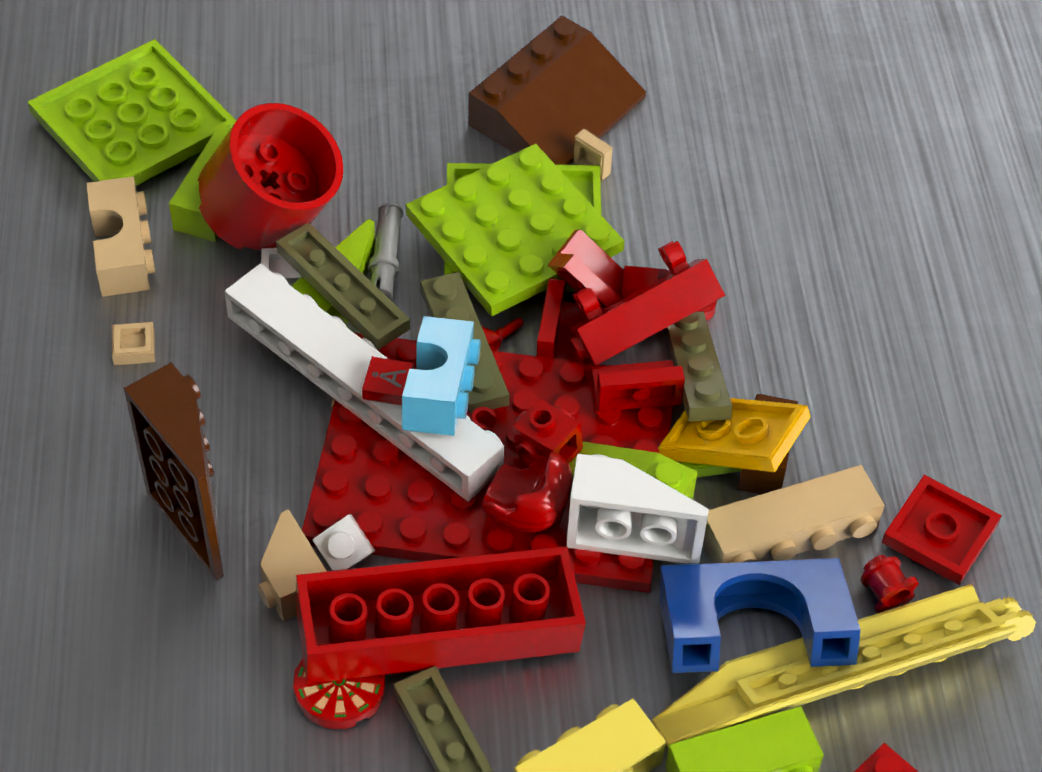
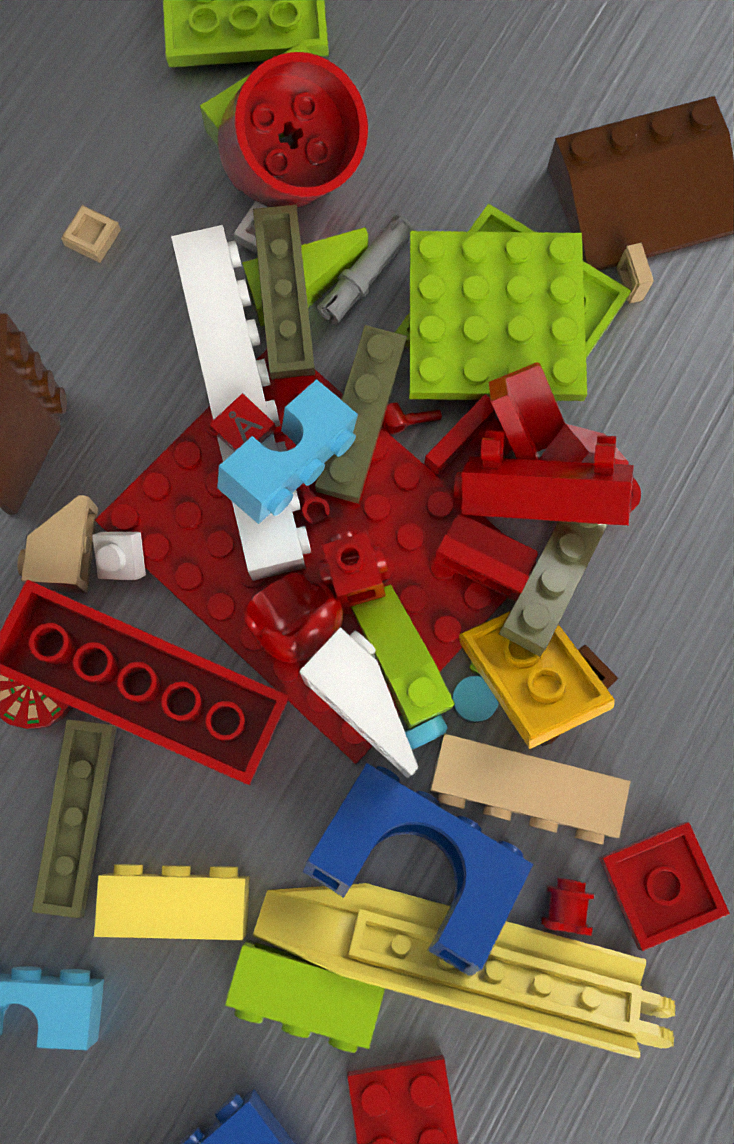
camera: 35 degrees right, 25 degrees up
(122, 259) = (135, 141): tan arch -> none
(709, 489) = (474, 700): none -> medium azure tile

